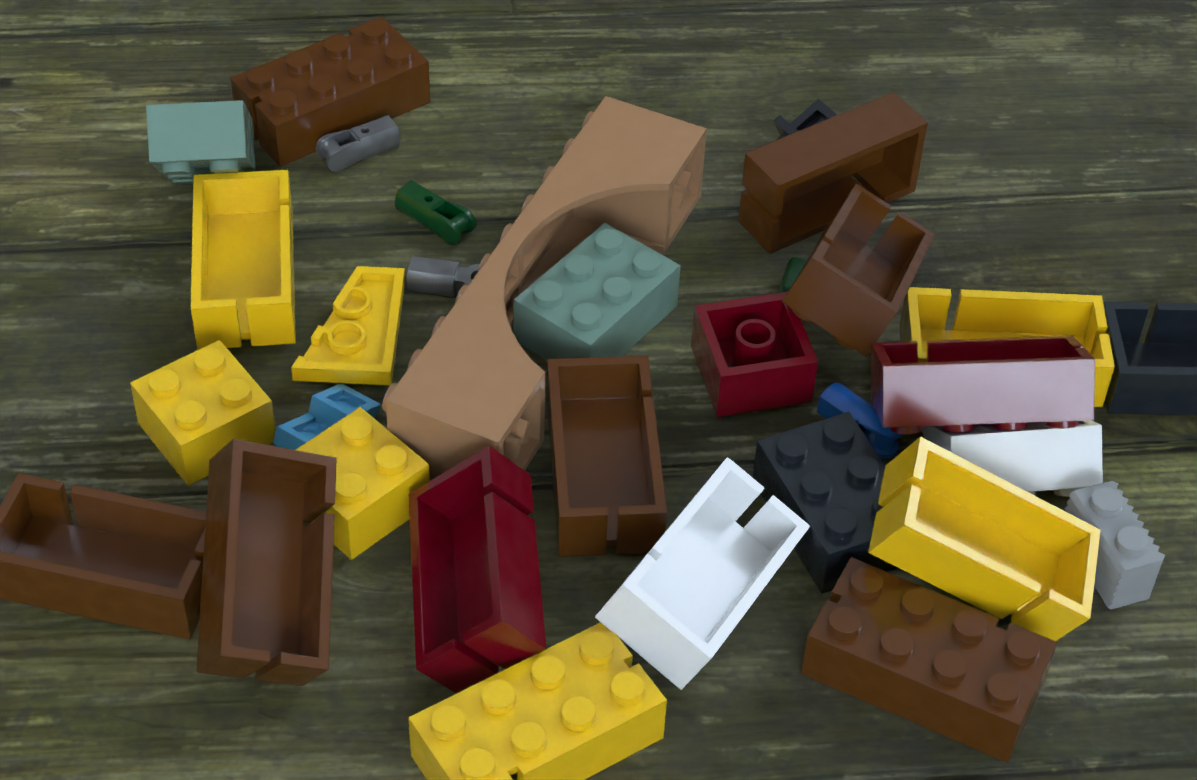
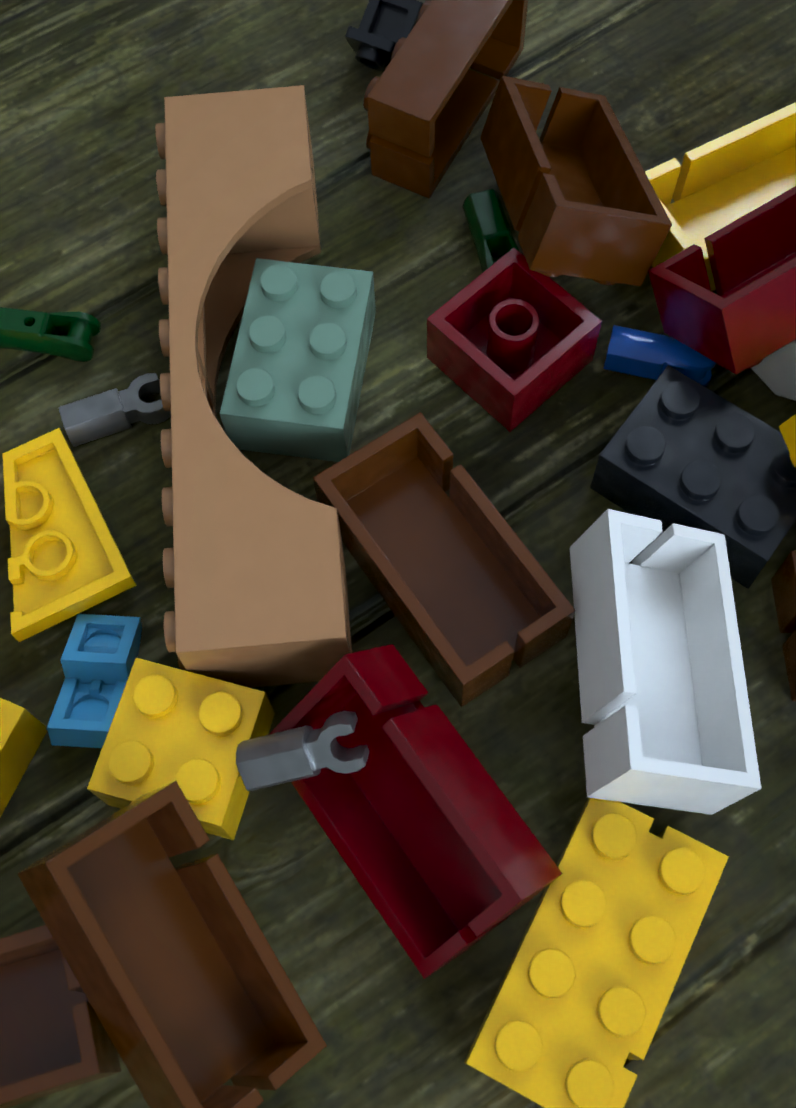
camera: 25 degrees left, 20 degrees up
(422, 497) = (299, 753): none -> flat silver bar

